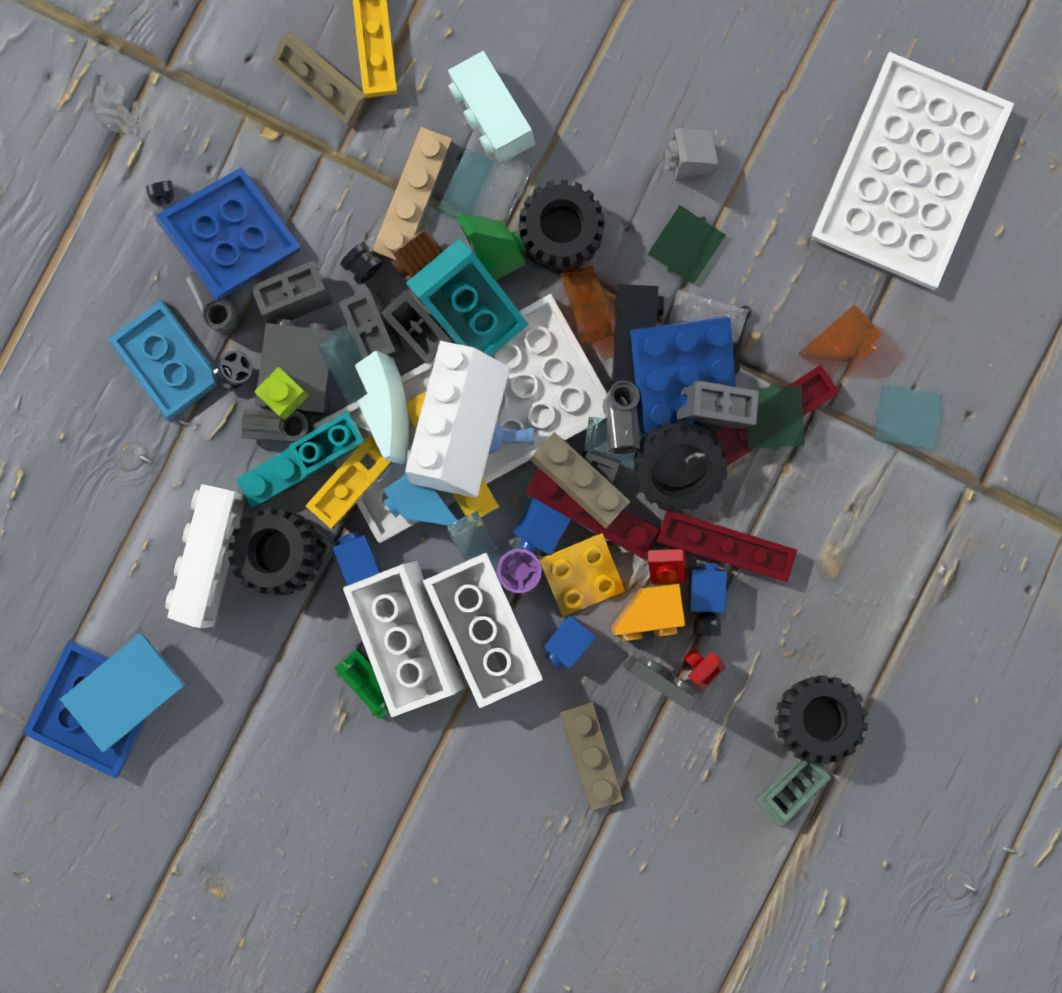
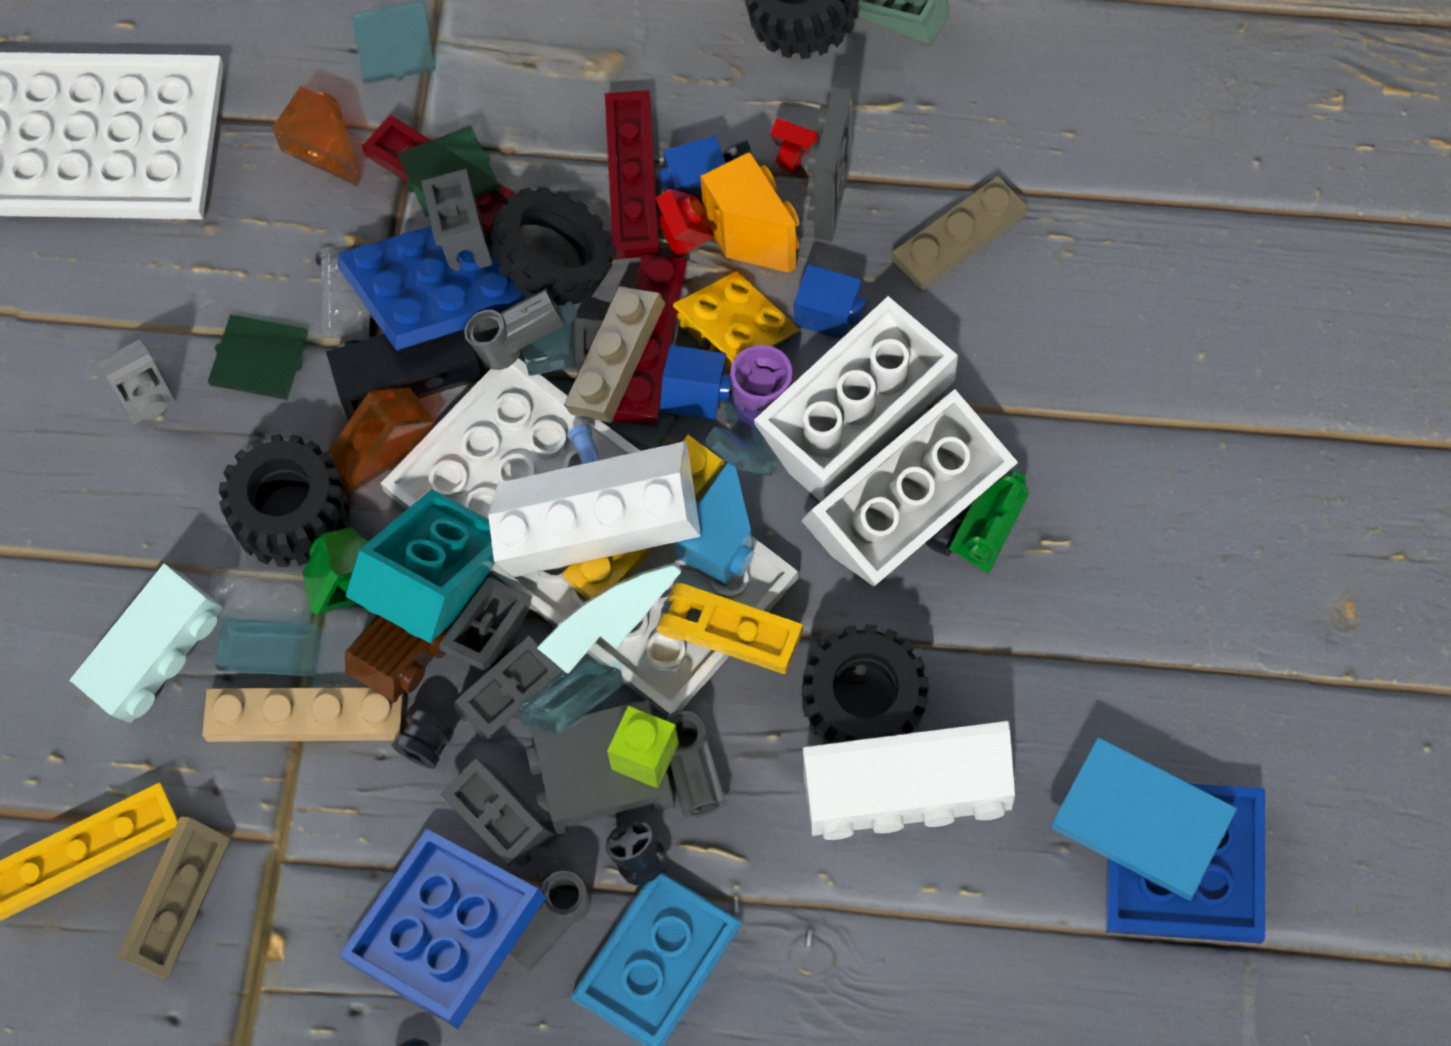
camera: 110 degrees left, 20 degrees down
(301, 460) = (723, 703): teal slope -> none
(356, 558) = (830, 591): blue brick -> none

